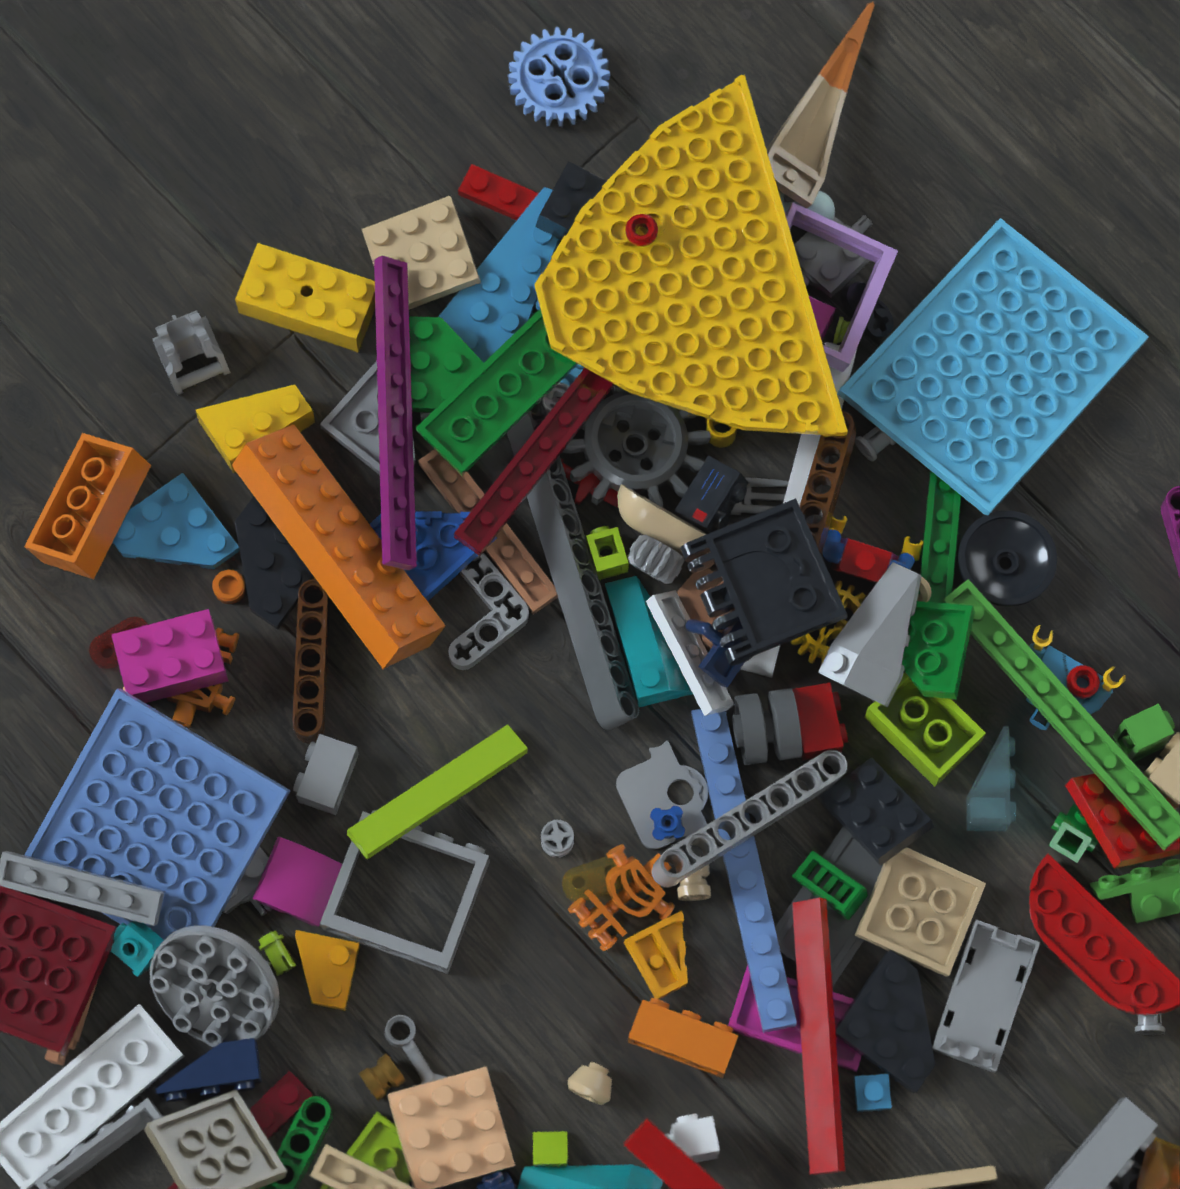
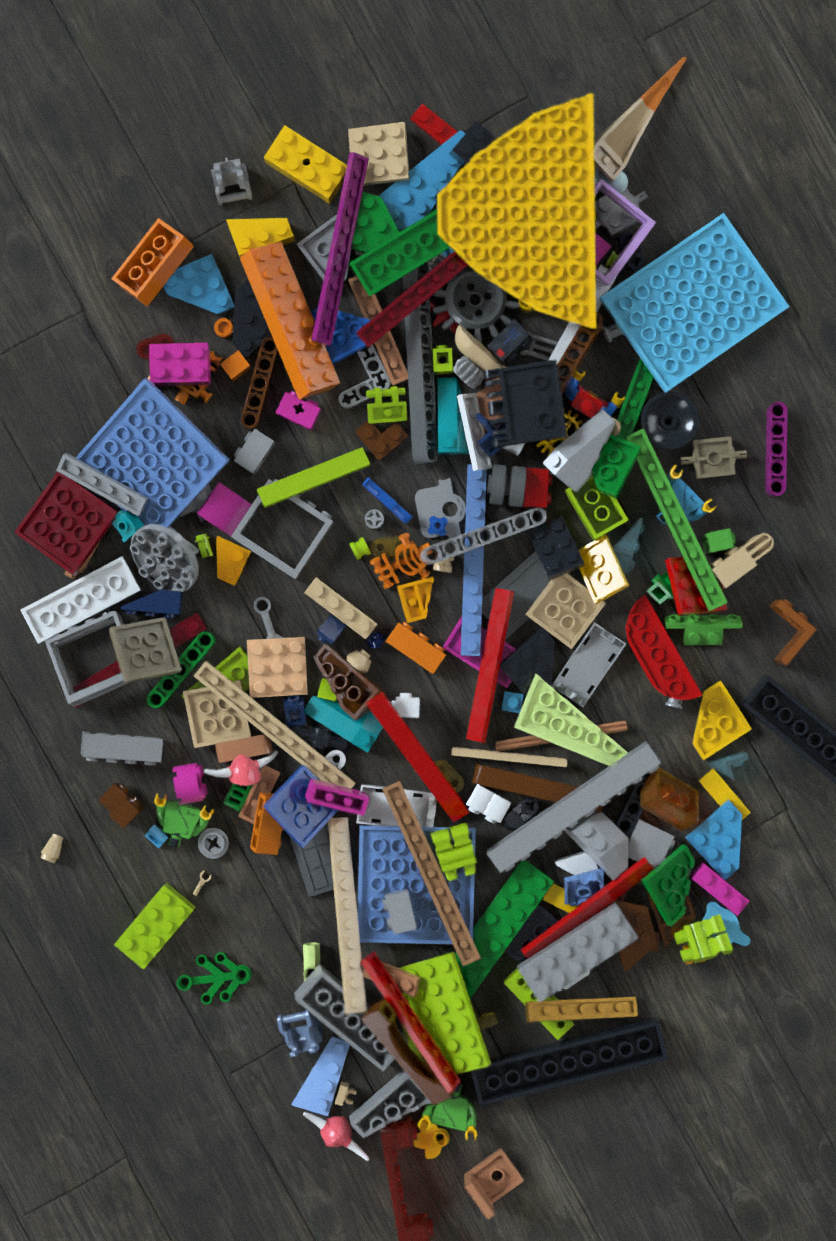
camera: 15 degrees right, 15 degrees up
(264, 640) = (235, 366): none -> orange panel
(382, 1077) = (246, 628): pearl gold wheel -> none
(400, 700) = (287, 410): none -> dark pink brick
(529, 1042) = (330, 630): none -> dark blue slope
(534, 89) = (502, 56): light blue gear -> none
(535, 655) = (386, 411): none -> lime plate
(537, 711) = (380, 443): none -> reddish brown plate
(537, 1001) = (341, 608): none -> tan brick
(545, 892) = (360, 548): none -> lime wheel
(571, 802) = (386, 500): none -> blue piece
(578, 1127) = (346, 682): none -> reddish brown wedge
(612, 1042) = (376, 640): none -> clear blue plate
(645, 221) = (507, 170): red plate -> none
(853, 902) = (530, 595): green slope -> none
(964, 827) = (601, 569): none -> tile
(964, 1105) = (561, 723): none -> yellowish green wing
(971, 1130) = (532, 740): none -> nougat axle
(1082, 672) = (697, 501): red plate -> none
(1096, 603) = (713, 457): none -> dark tan plate

